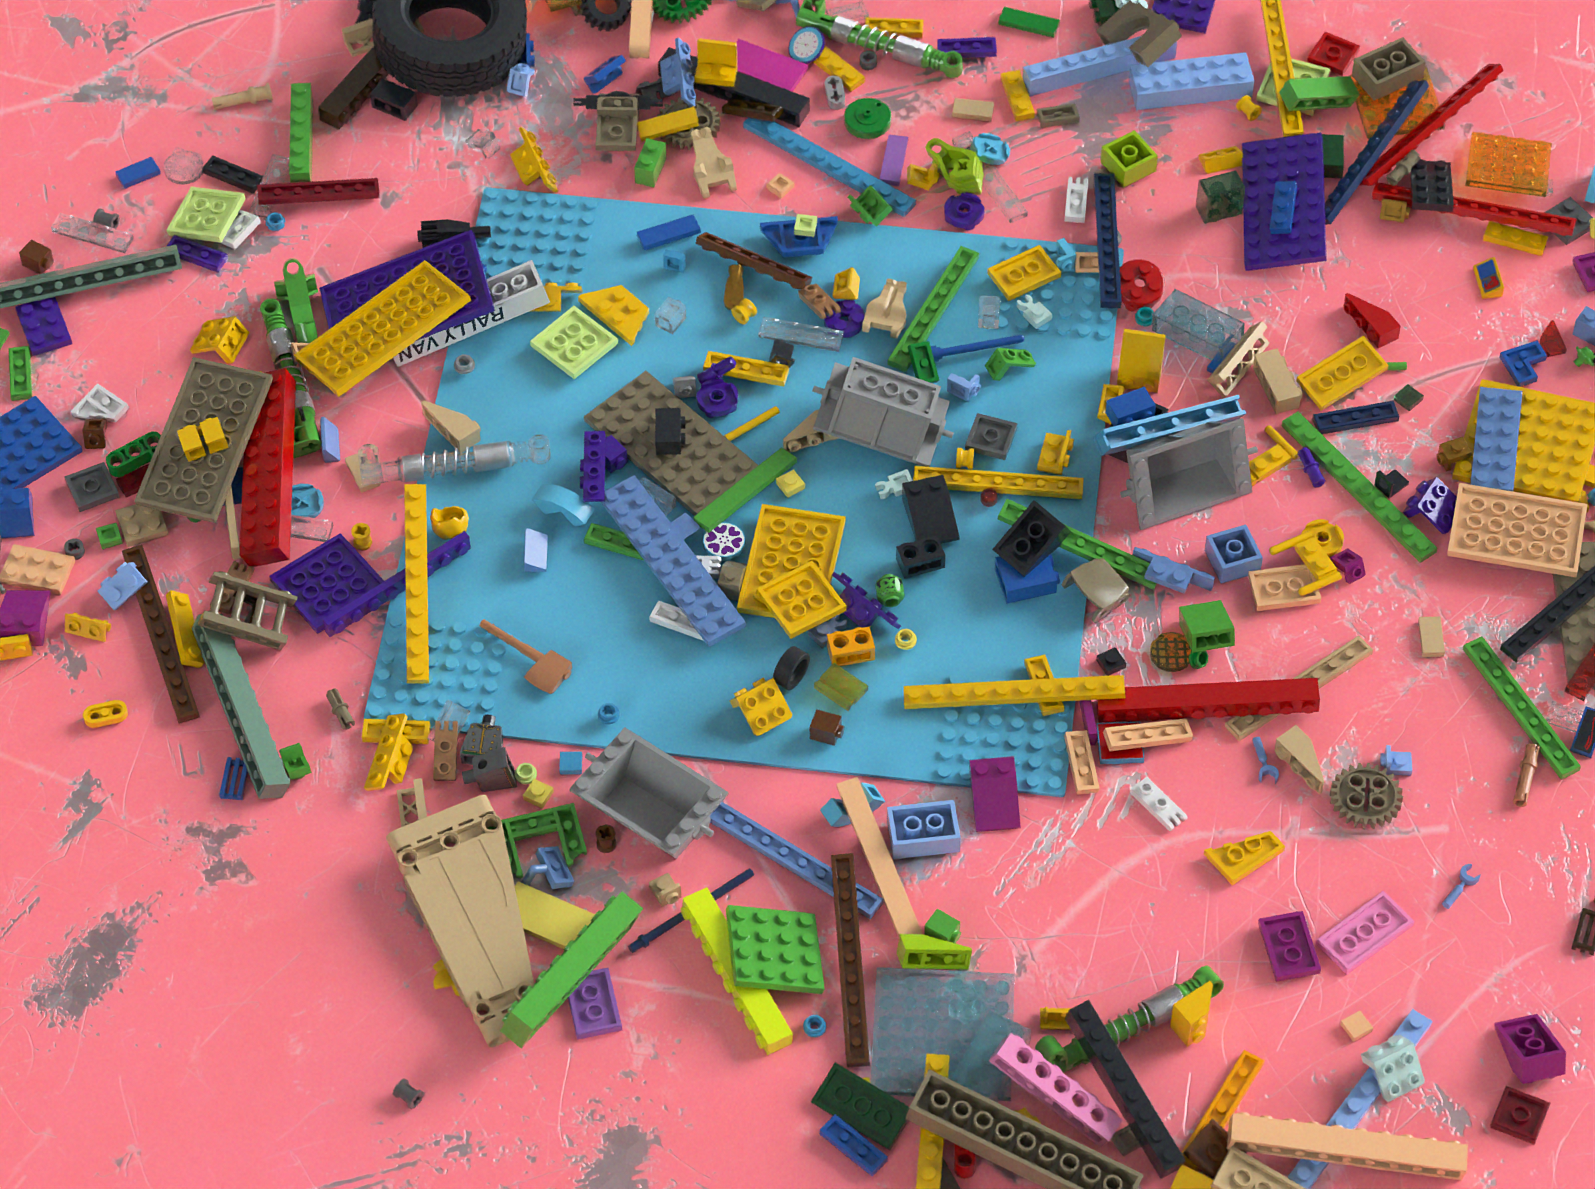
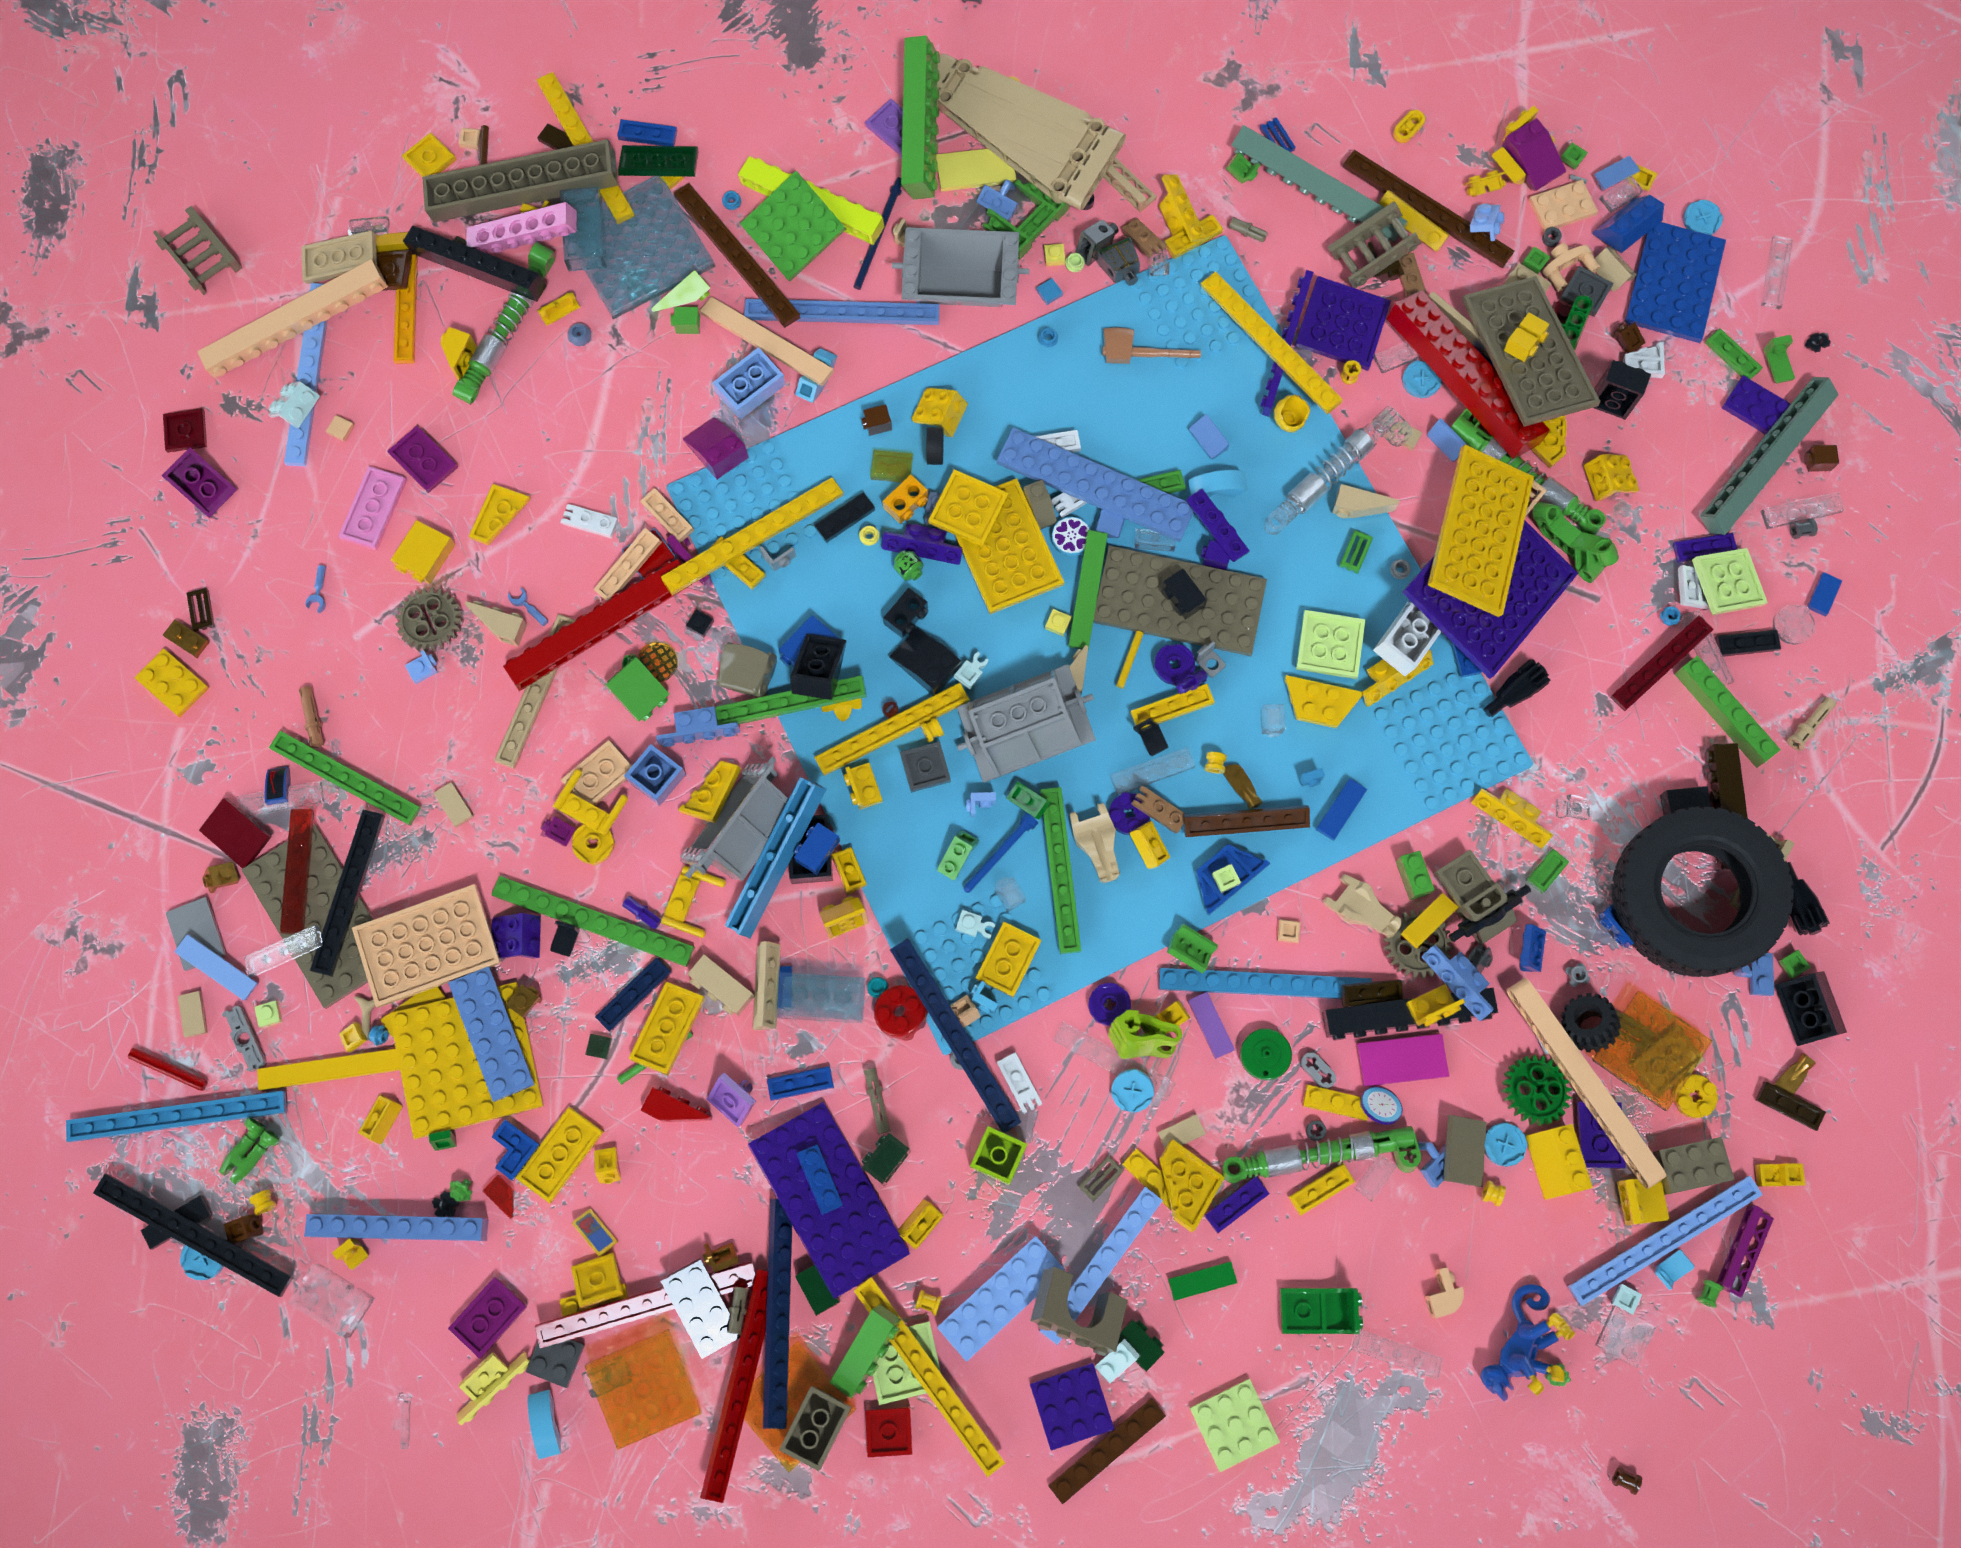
camera: 145 degrees right, 20 degrees up
(49, 491) = (1614, 268): none -> tan panel
(55, 622) = (1509, 166): none -> yellow slope
(83, 521) = (1564, 258): none -> light nougat connector
(154, 378) = (1621, 389): none -> black brick
(490, 401) = (1350, 566): none -> bright green tile
(519, 79) = (1600, 895): light blue bracket -> none
(542, 118) = (1547, 871): none -> bright green tile
(583, 46) = (1583, 975): none -> light grey plate
(916, 668) = (844, 517): none -> black plate
(995, 70) = (1189, 1184): none -> yellow plate
(1001, 658) = (782, 561): none -> light grey bracket
(1055, 987) = (583, 338): none -> sand blue plate
(1191, 519) = (712, 795): none -> yellow wing
(1197, 251) = (882, 1126): none -> dark tan pin
(1254, 289) = (800, 1083): none -> blue tile
(1318, 298) = (732, 1099): none -> medium lavender tile
(1338, 857) = (422, 552): none -> yellow brick
(1451, 313) = (606, 1165): none -> yellow bracket
(1484, 342) = (559, 1155): none -> yellow tile
(1506, 244) = (597, 1280): none -> yellow tile
(1582, 394) = (442, 1140): none -> green plate

